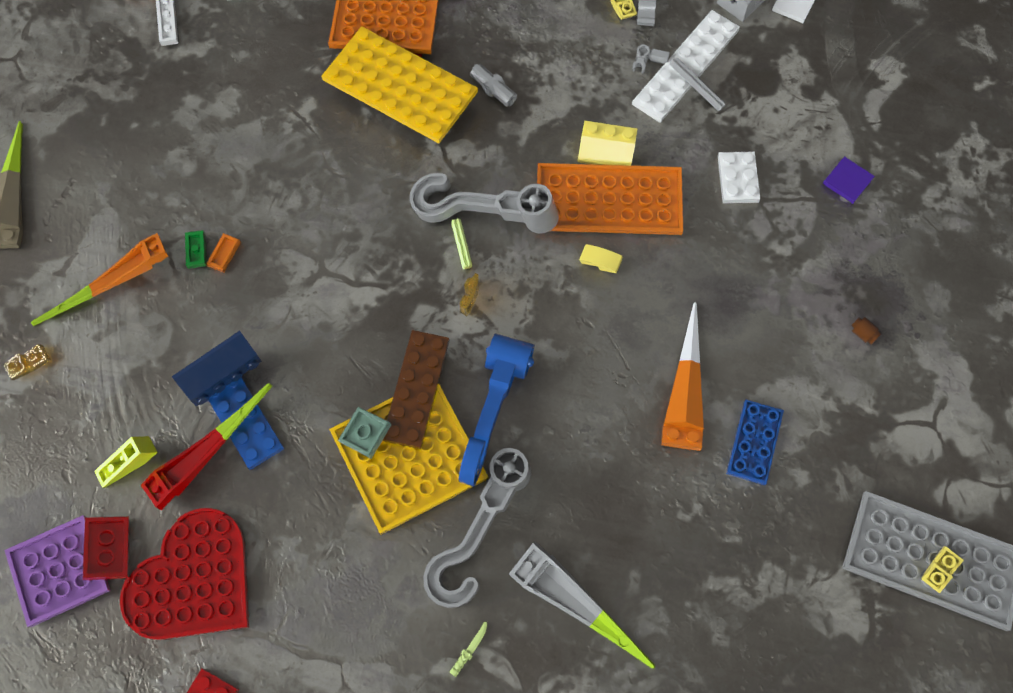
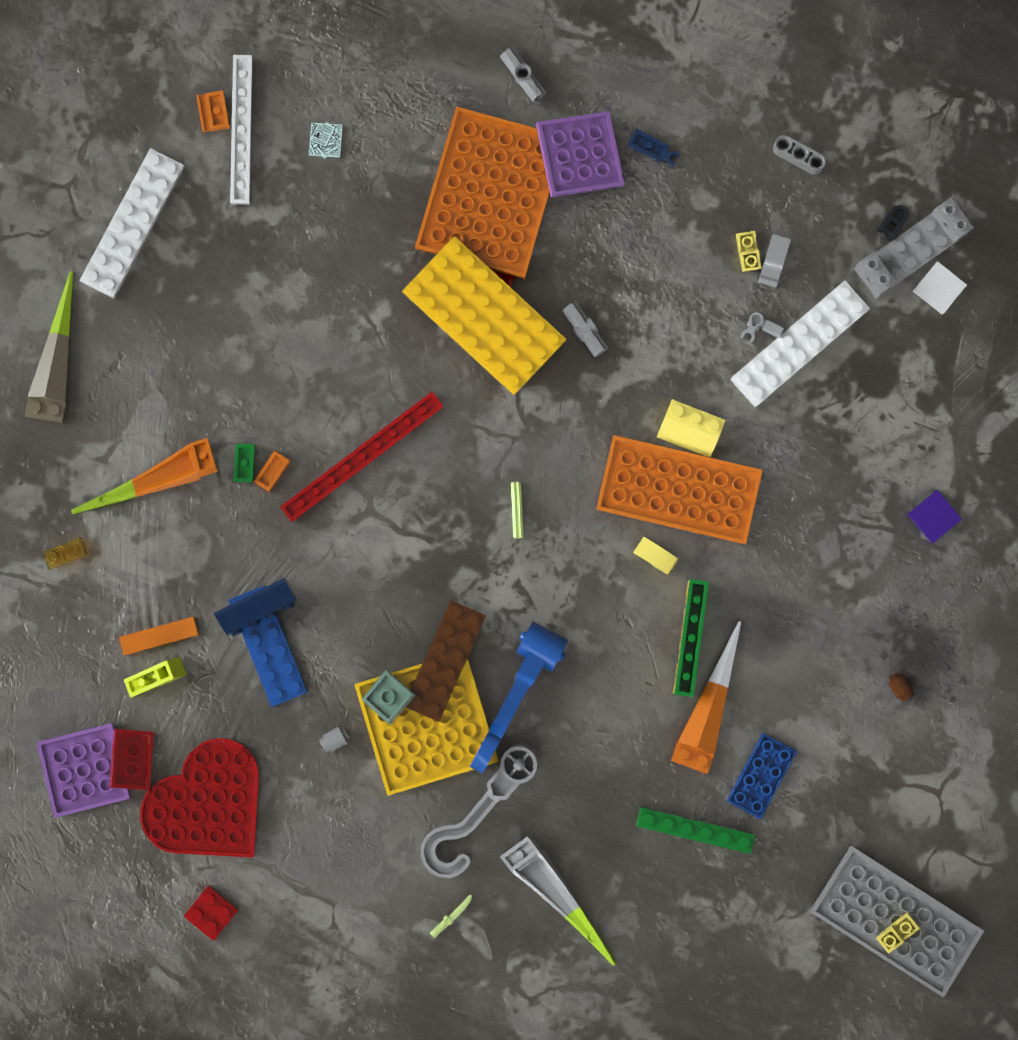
camera: 10 degrees right, 15 degrees up
(72, 76) = (132, 223): none -> white plate
(126, 422) = (158, 636): none -> orange tile
(179, 472) = (203, 701): red plate -> none
(305, 225) = (361, 457): none -> red plate
(316, 488) = (334, 739): none -> light grey brick
(471, 290) = (518, 564): clear yellow slope -> none
(531, 205) = (594, 494): light grey piece -> none
(652, 323) = (690, 638): none -> green brick
(697, 83) = (803, 374): light grey axle -> none
(704, 506) = (695, 830): none -> green brick
(738, 177) = (820, 490): white plate -> none

